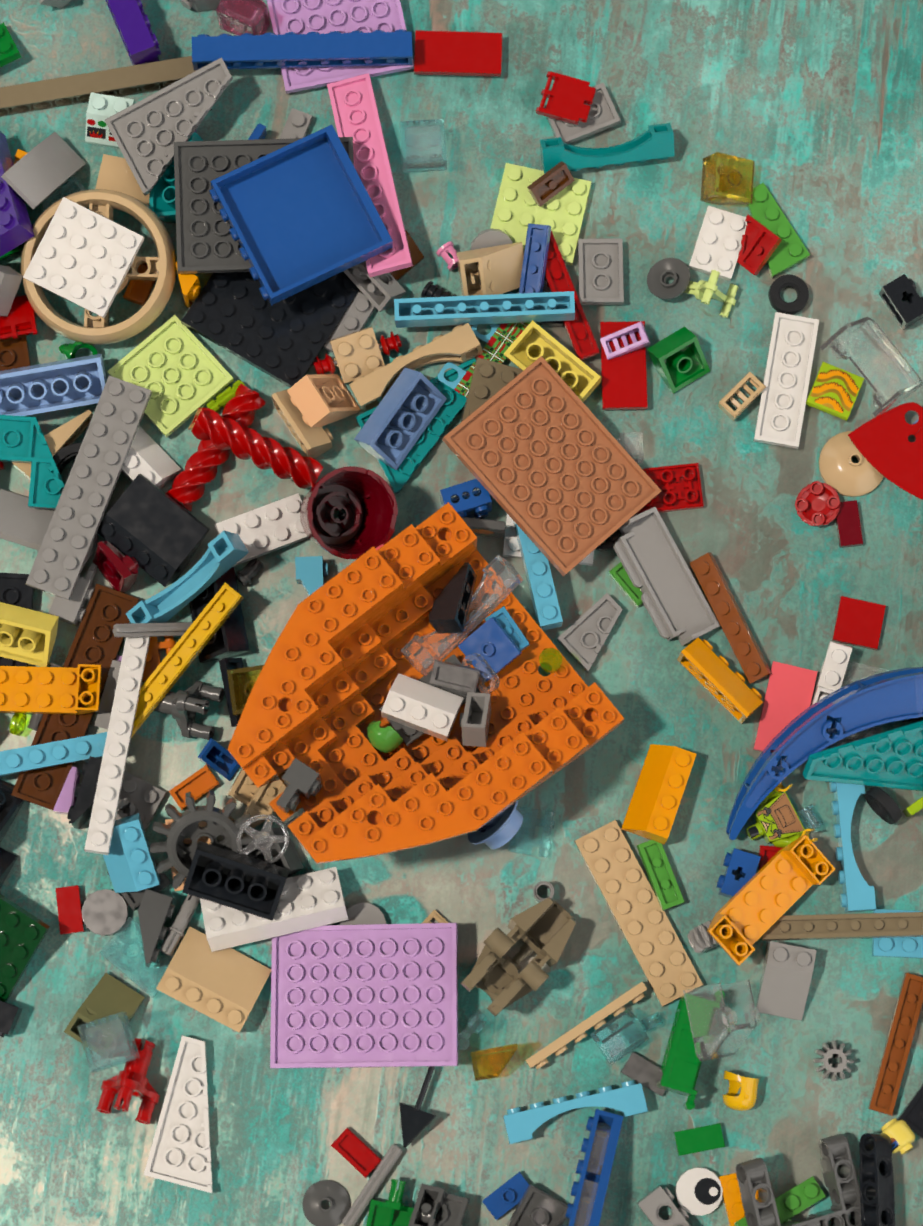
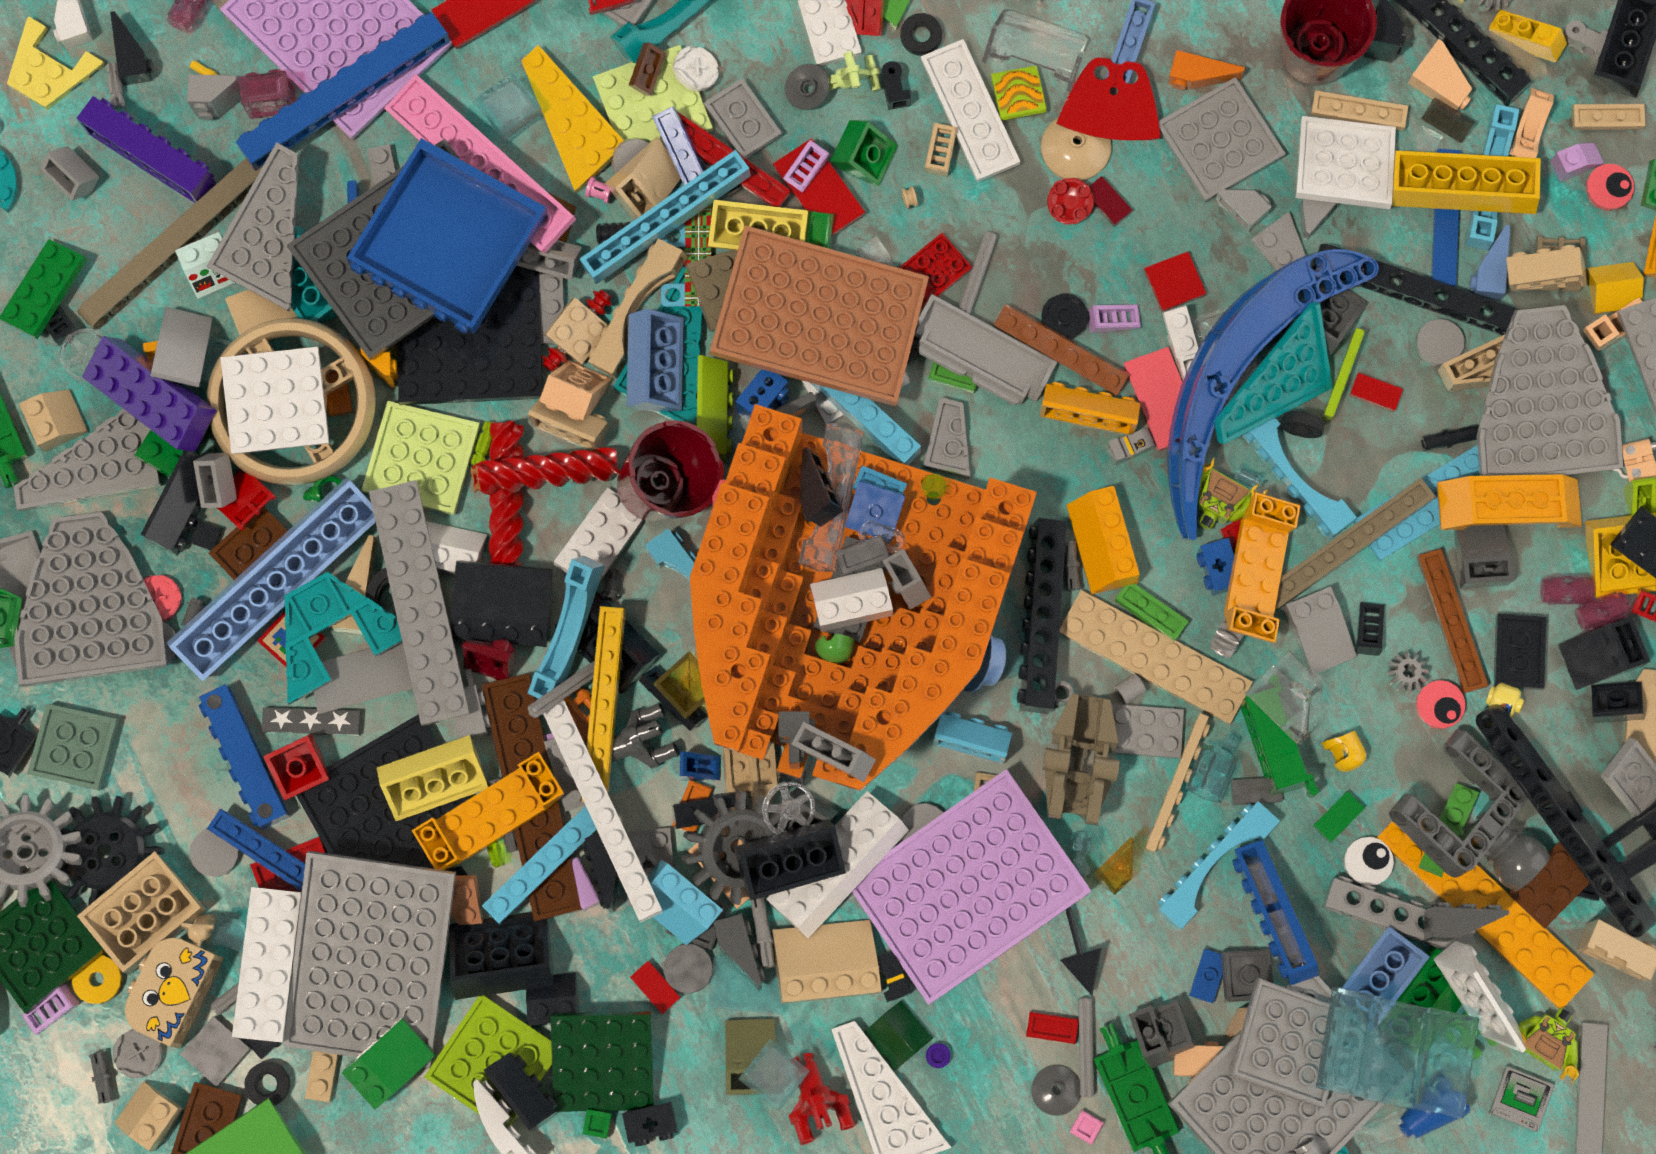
camera: 30 degrees left, 0 degrees up
(199, 793) = (684, 812): none -> black plate
(232, 1075) = (898, 1035): none -> dark green slope
(252, 1113) = (938, 1055): none -> dark purple tile
(259, 1027) = (894, 977): none -> black leg
(313, 818) = (833, 752): none -> light grey brick
(423, 482) = (714, 402): none -> lime slope
(449, 879) = (972, 737): none -> medium azure slope
(466, 191) = (576, 126): none -> yellow wing
(590, 208) = (695, 68): none -> white tile
(591, 967) = (1148, 731): none -> light grey plate
(600, 924) = (1130, 689): none -> light grey beam
(601, 398) = (819, 228): none -> green tile
(621, 795) = (1072, 567): none -> dark grey pin
(624, 760) = (1055, 534): none -> black brick
(690, 418) = (909, 197): none -> tan bush
(705, 513) = (977, 272): none -> light grey axle
(733, 731) = (1130, 446): none -> light grey leg
(741, 314) = (892, 86): none -> black leg
(752, 593) = (1065, 315): none -> black tile
(793, 613) = (1102, 310): none -> lavender slope
(817, 1021) = (1366, 643): none -> black slope
(843, 1104) = (1440, 704): none -> coral tile

